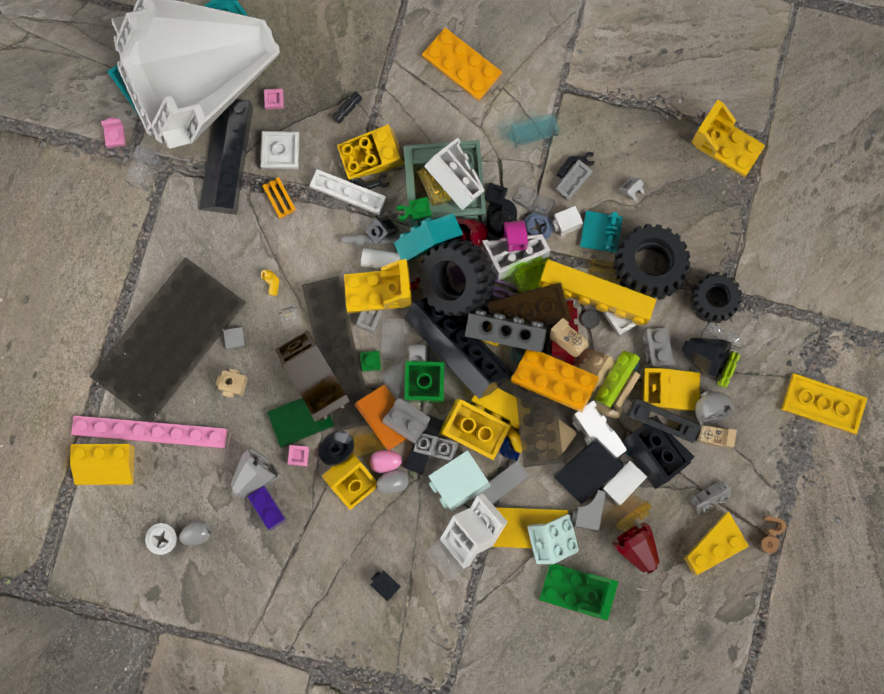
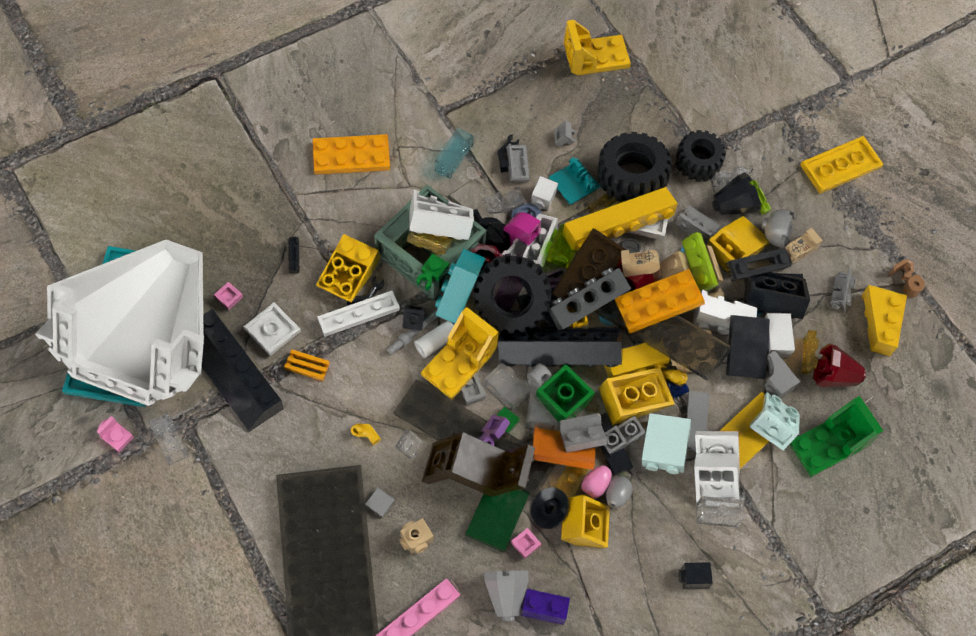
camera: 55 degrees left, 15 degrees down
(349, 361) = (494, 429): none -> medium lavender plate

